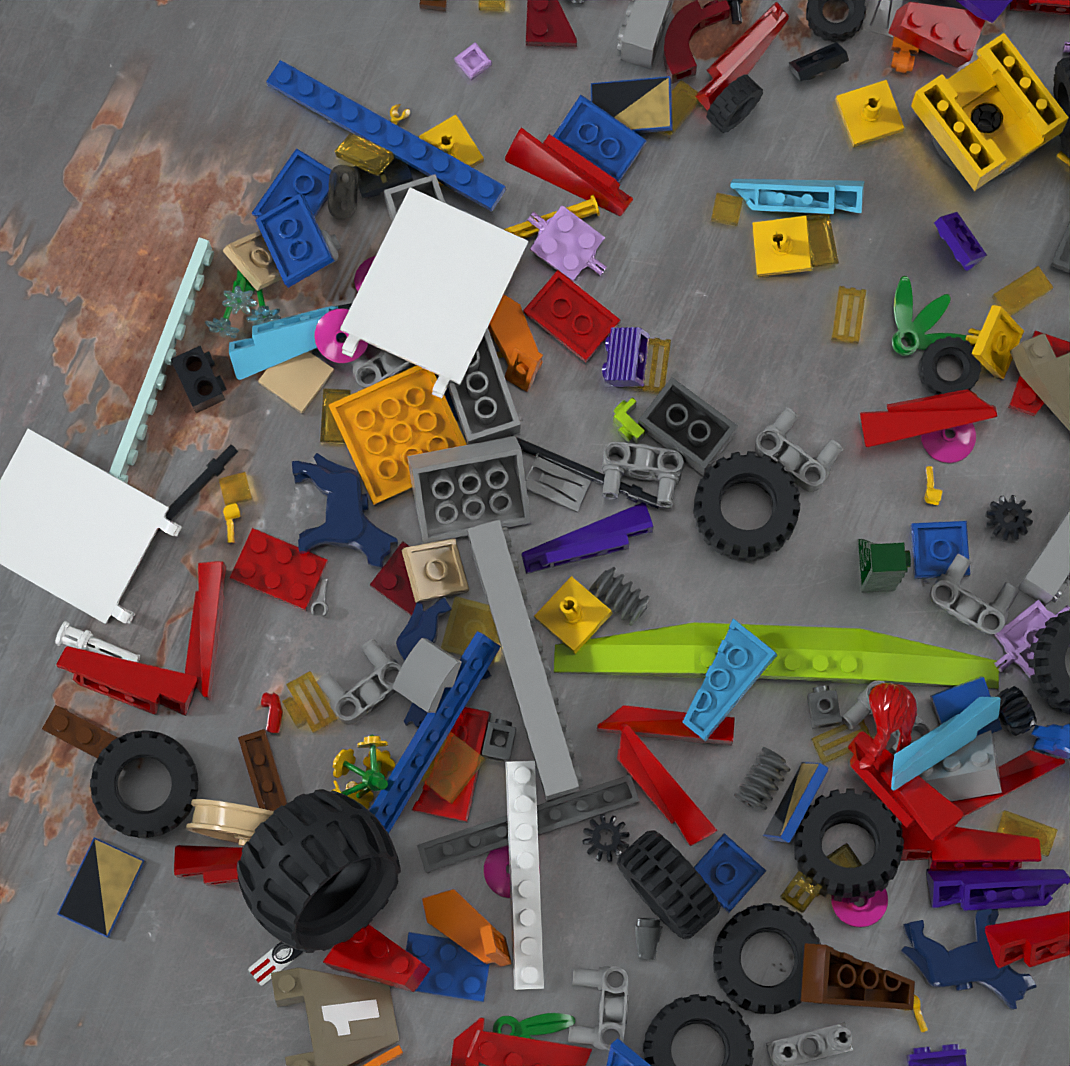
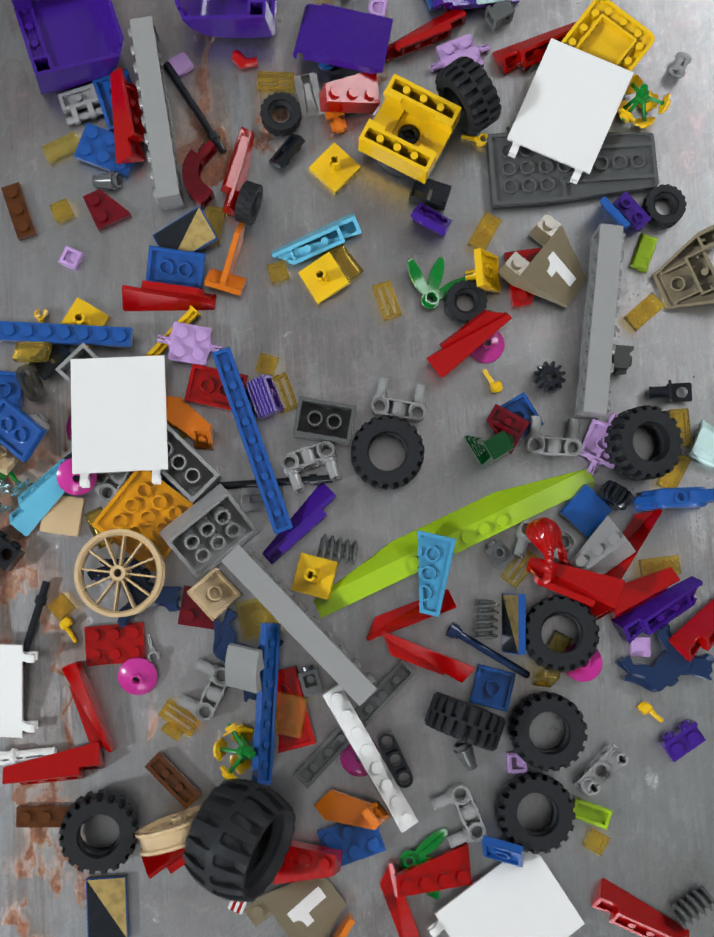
camera: 35 degrees left, 5 degrees up
(275, 711) = (160, 737): red arm -> none
(295, 613) = (138, 668): none -> dark pink dish
(334, 480) = (119, 573): none -> tan wheel
(555, 880) = (401, 766): none -> black beam
(583, 404) = (252, 440): none -> blue plate
(596, 837) = (414, 703): black gear -> none
(627, 426) = (287, 440): lime bracket -> none
(651, 318) = (267, 364): none -> clear yellow tile
(654, 185) = (225, 279): none -> orange piece
(706, 982) = (515, 763): none -> lavender tile
(716, 778) = (456, 632): none -> dark blue piece
(845, 980) = (608, 723): reddish brown wedge -> none
(924, 548) = (503, 419): none -> dark red wing
(943, 740) = (584, 538): medium azure wedge -> none
(946, 922) = (640, 647): none -> lavender tile
(987, 216) = (439, 195): none -> black piece

